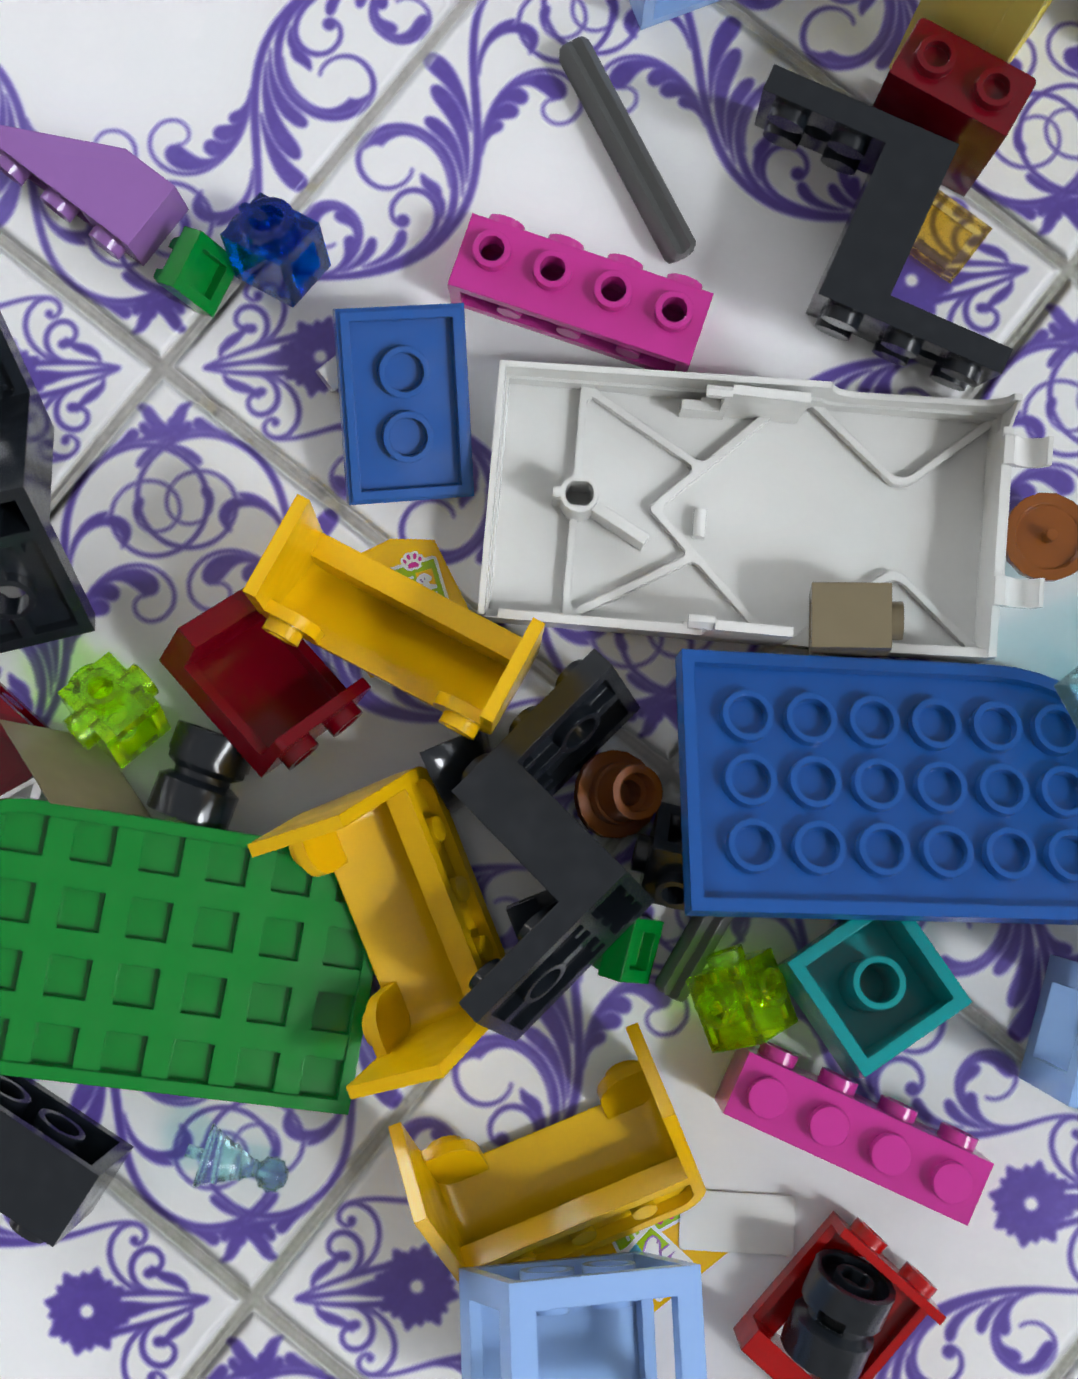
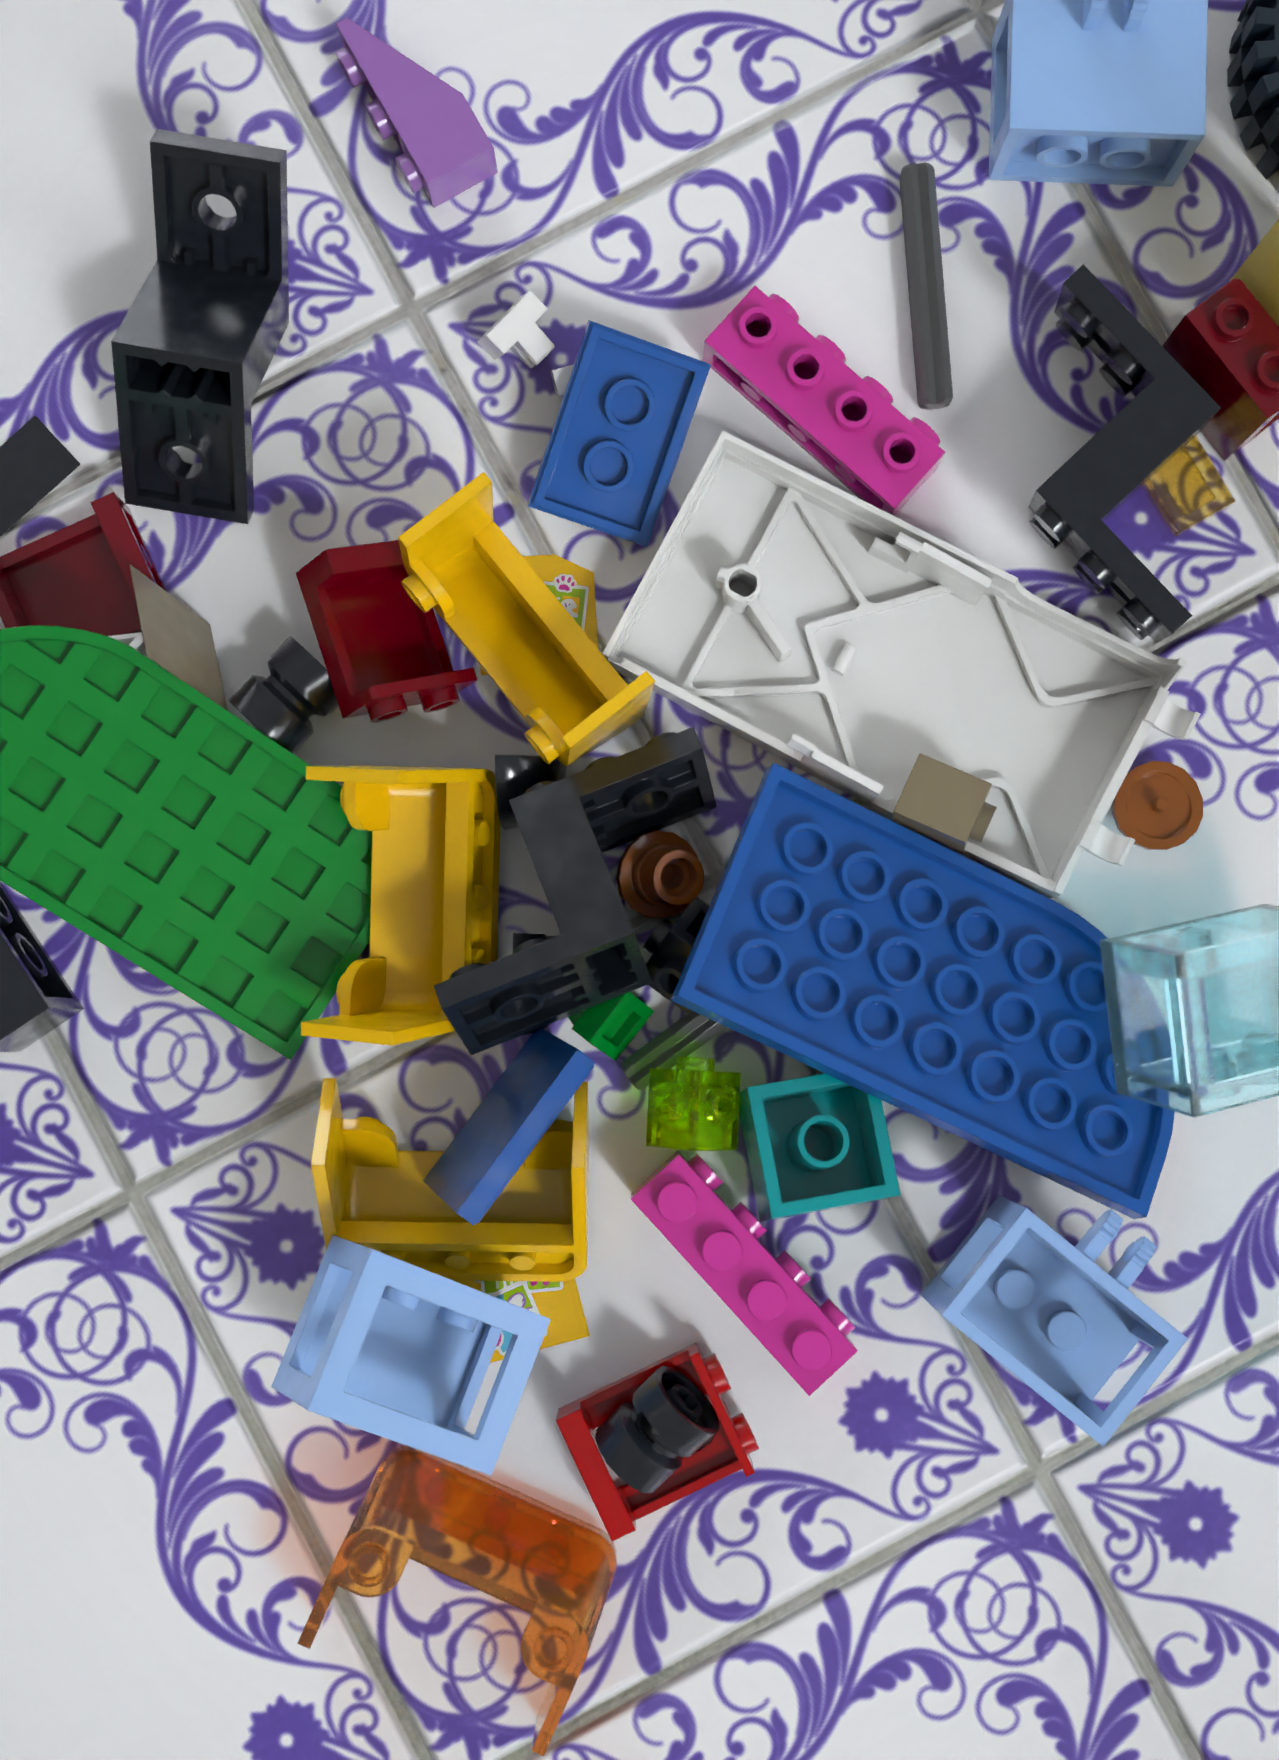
camera: 25 degrees right, 0 degrees up
(113, 709) = (235, 602): clear neon green brick -> none
(196, 271) = (481, 233): green tile -> none
(226, 1161) = (164, 1056): clear light blue piece -> none
(272, 347) = (519, 332): none -> white tile
(276, 248) = (561, 243): clear blue brick -> none
(578, 1094) = (508, 1124): none -> blue tile
(740, 1224) = (605, 1316): white sticker -> none

